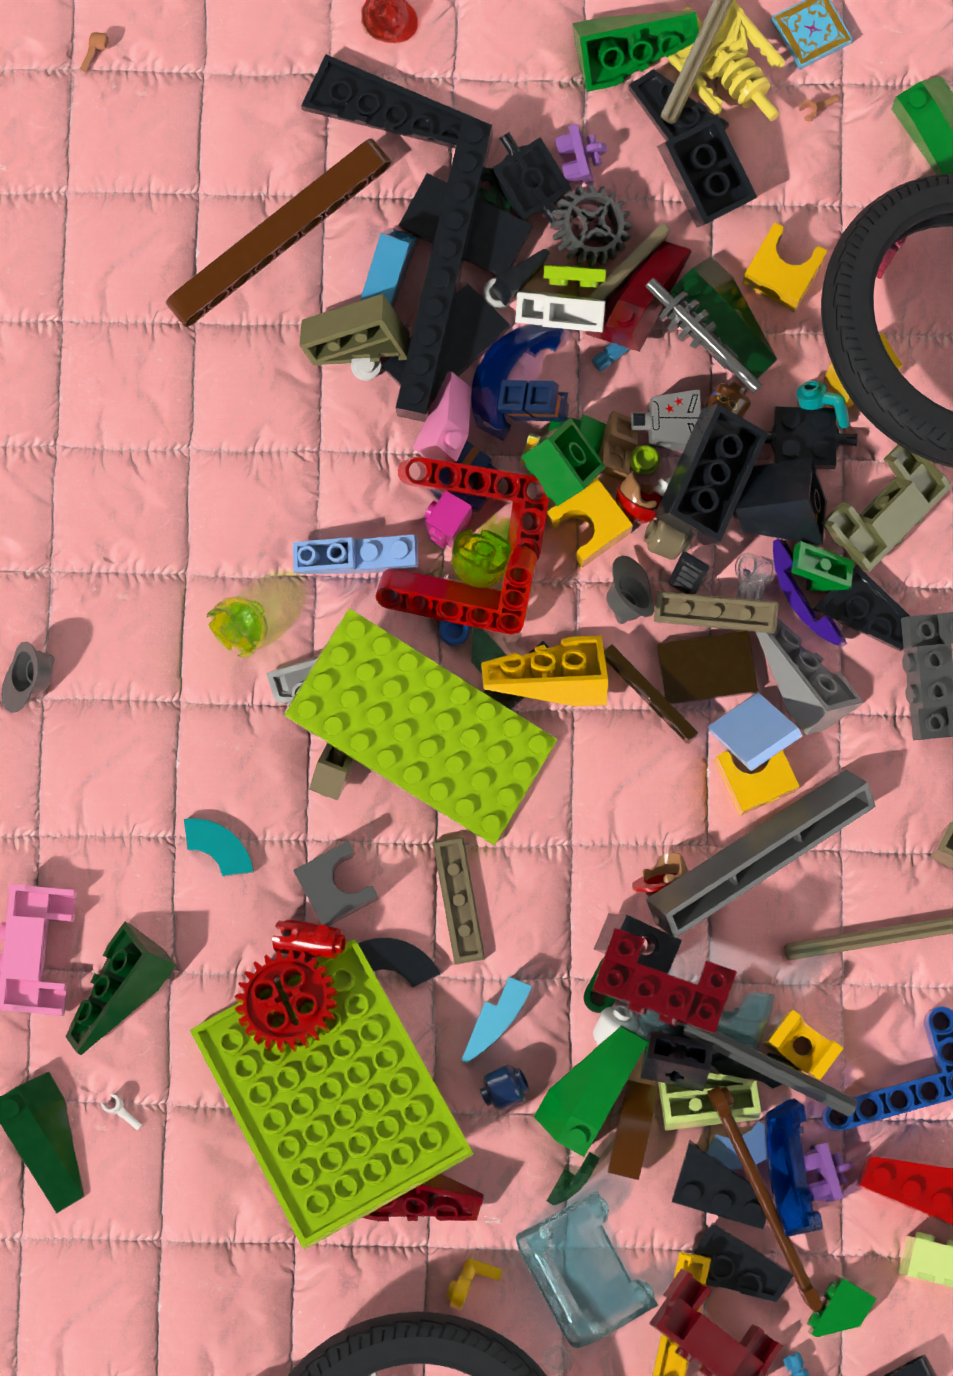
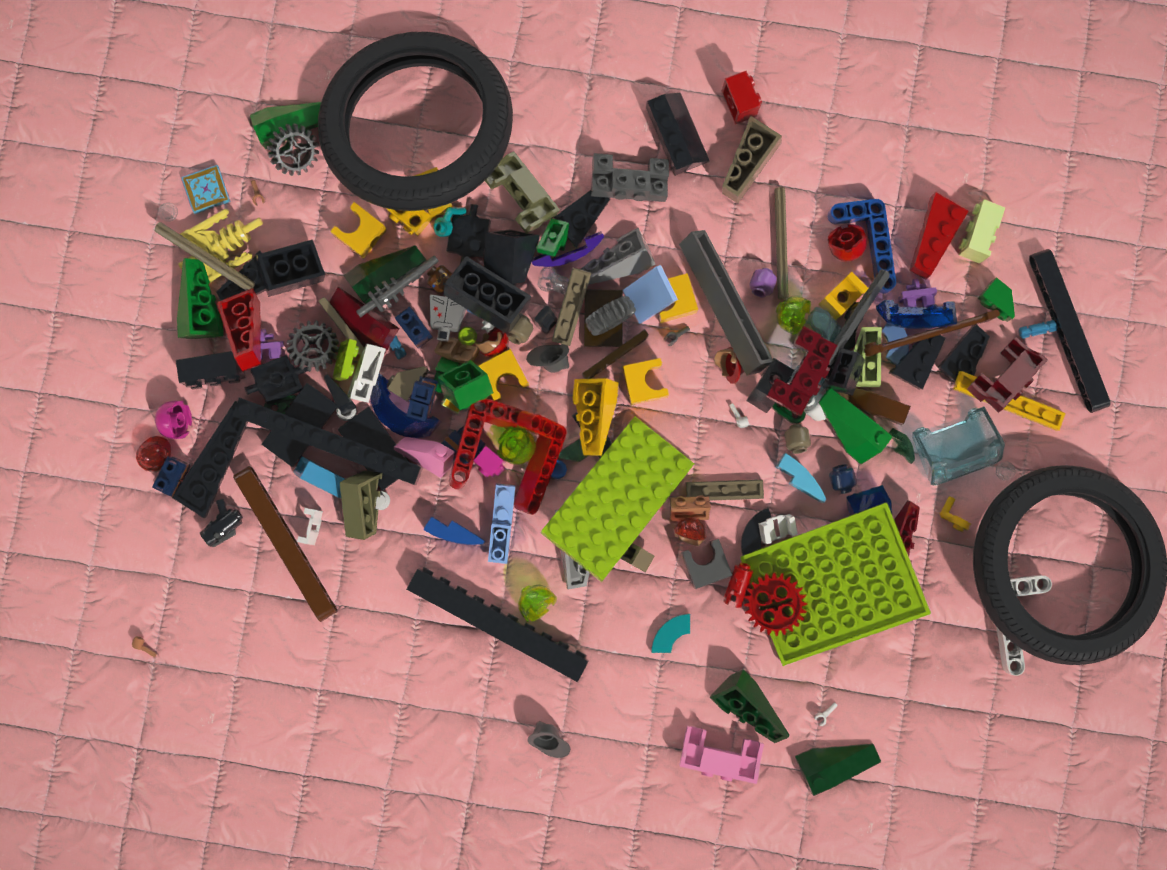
camera: 85 degrees left, 5 degrees up
(196, 573) = (497, 624): none -> black brick
(292, 137) = (223, 527): none -> black piece
(296, 268) = (315, 519): none -> white piece
(330, 481) = (452, 533): none -> blue slope
(359, 46) = (170, 475): none -> dark blue hips
(385, 851) = (690, 531): none -> clear red piece
(415, 1005) = (786, 526): none -> white piece
(421, 846) = (694, 507): none -> nougat bracket
(445, 37) = (173, 419): none -> dark pink cylinder
(477, 1132) = (867, 499): none -> clear blue brick
(529, 79) = (209, 370): none -> black brick
(554, 366) = (403, 382): none -> dark tan slope
(558, 1005) = (797, 439): none -> dark tan head
(573, 912) = (741, 421): none -> white hand
(602, 114) = (243, 327): none -> red wedge
(609, 732) = (636, 385): none -> yellow piece
(644, 374) = (413, 327): none -> dark blue hips
(696, 785) = (674, 336): none -> dark grey hand
(710, 672) = (610, 315): none -> dark grey gear
(762, 969) = (792, 313): none -> clear neon green cylinder
(806, 914) = (763, 282): none -> medium lavender head
(813, 338) = (406, 218): none -> yellow brick
(891, 136) = (285, 150): none -> dark grey gear
(893, 1041) = (847, 243): none -> red cylinder

